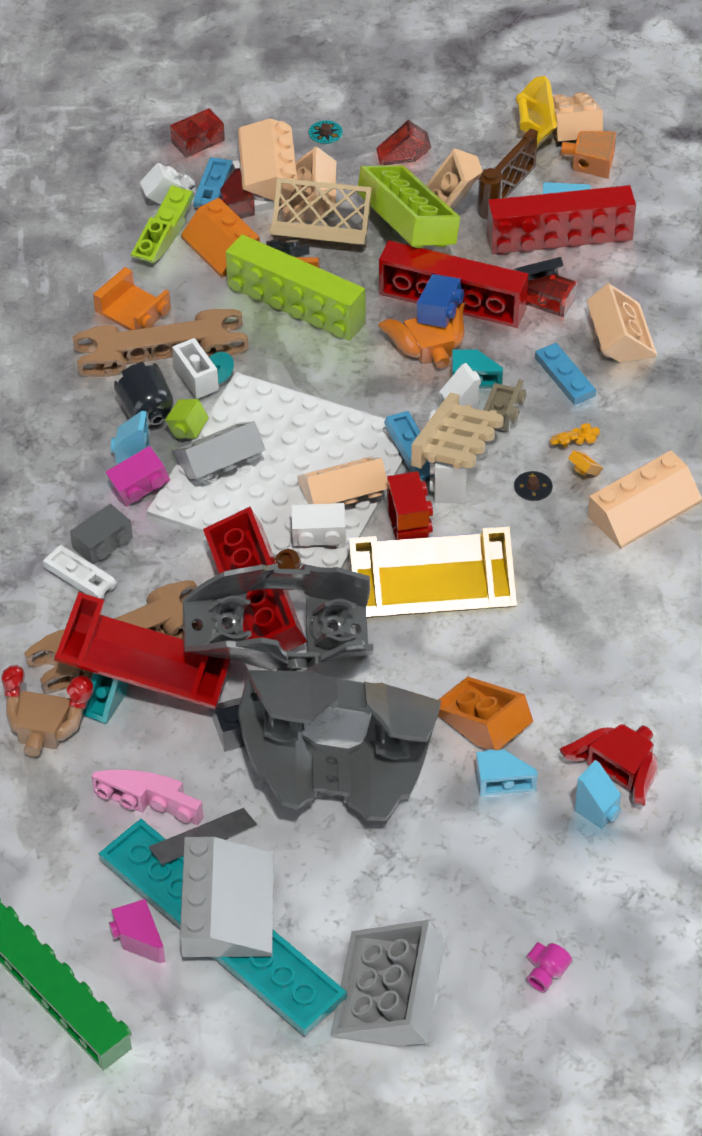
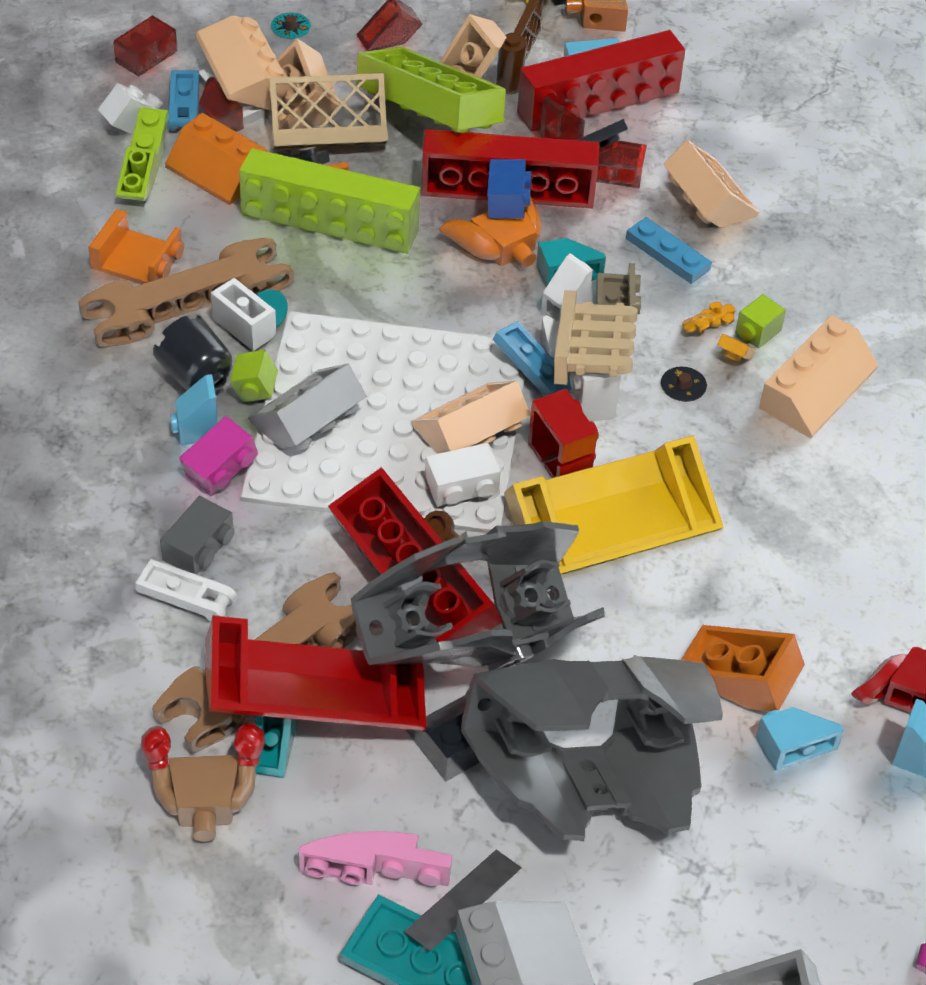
camera: 20 degrees left, 0 degrees up
(512, 250) = (560, 121): none -> clear red slope
(614, 445) = (760, 321): none -> lime brick

